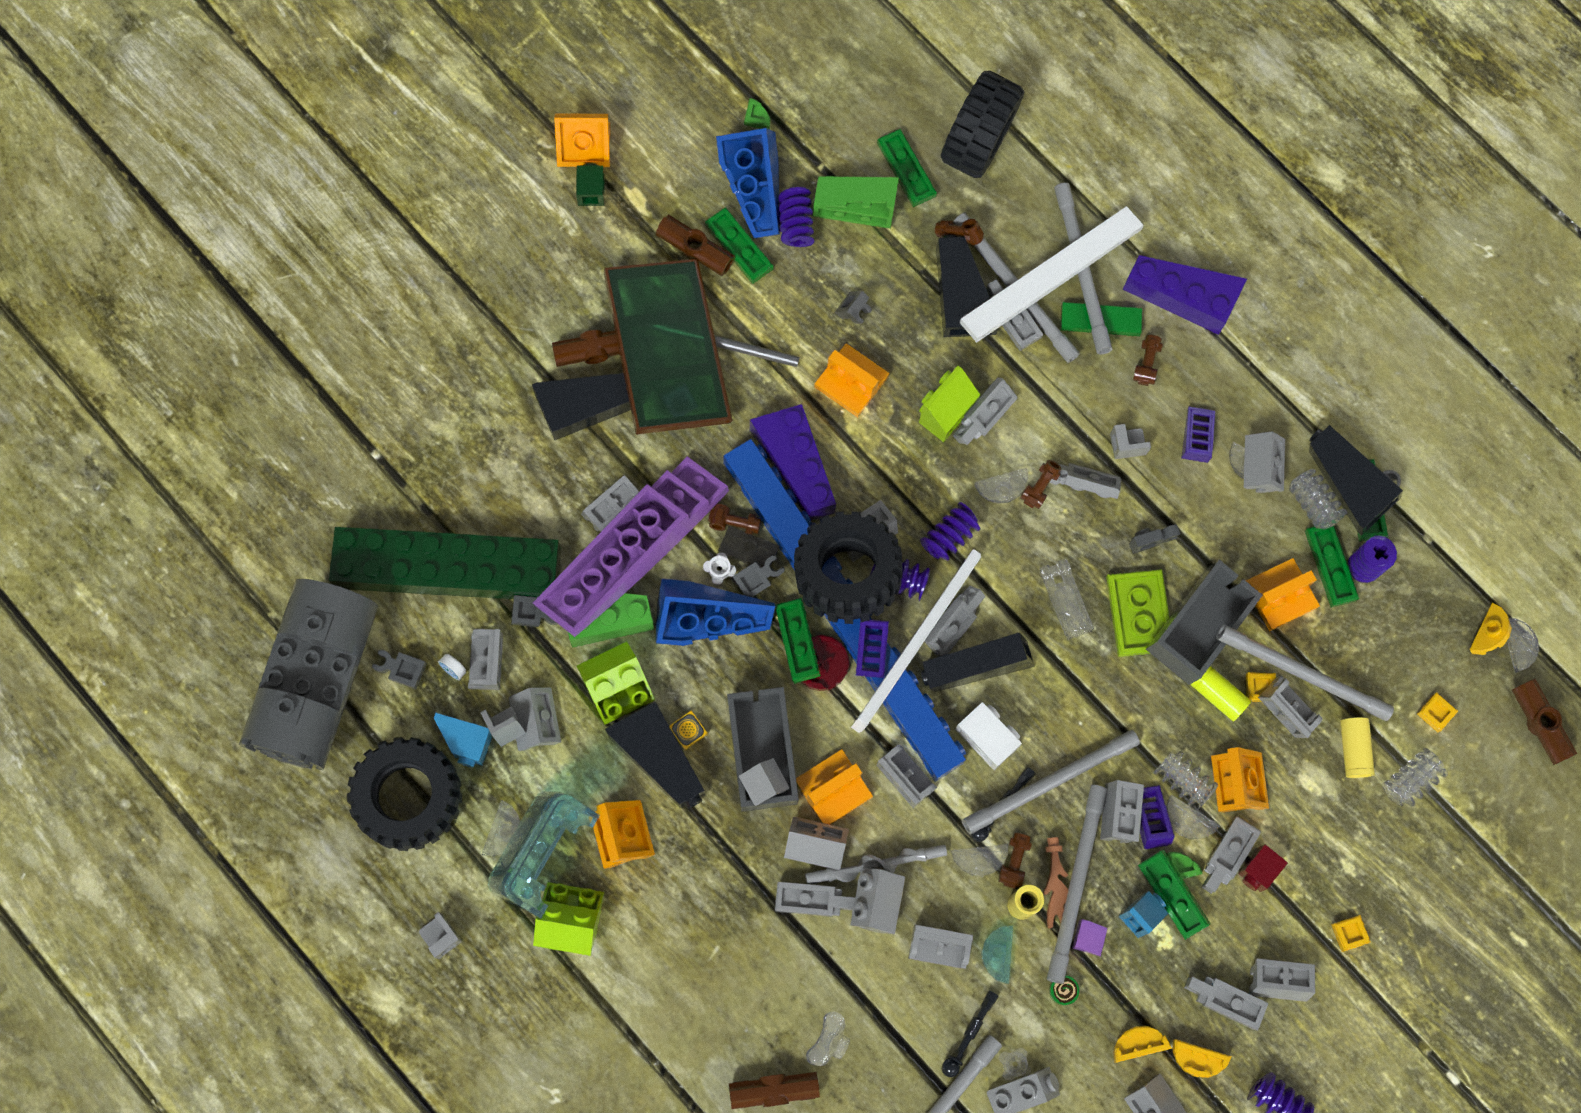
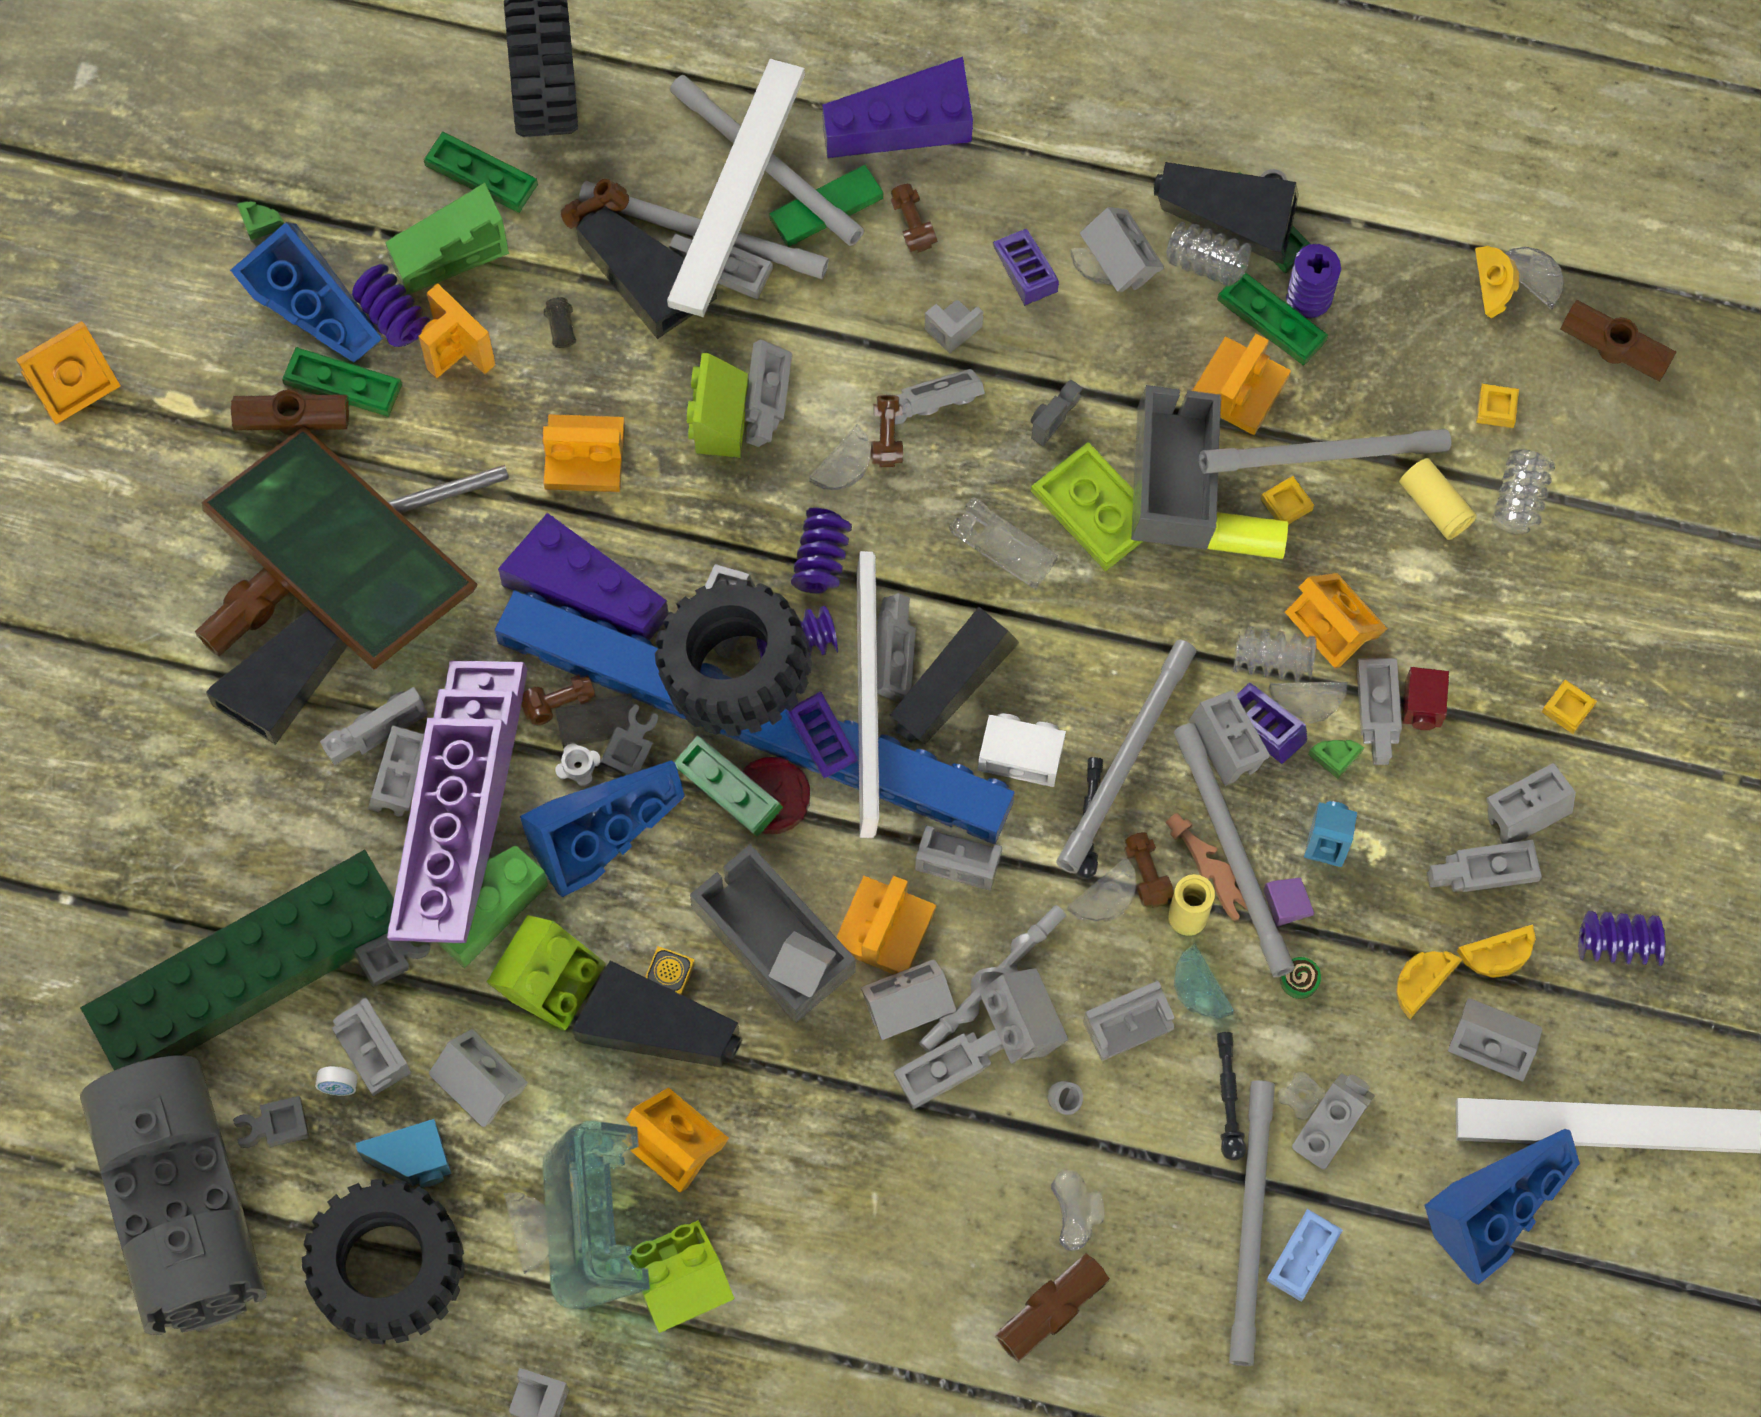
camera: 30 degrees left, 5 degrees down
(504, 726) = (449, 1105): light grey panel -> none
(590, 185) = (113, 420): dark green brick -> none
(614, 467) = (374, 727): none -> light grey hinge
(819, 259) = (453, 335): none -> light orange bracket
(852, 305) = (527, 365): flat silver tile -> none
(869, 967) = (1065, 1097): none -> light grey hinge
(893, 285) = (560, 322): none -> clear smoke pin
(1175, 893) = (1337, 783): green tile -> none
(1290, 708) = (1335, 503): light grey hinge -> none

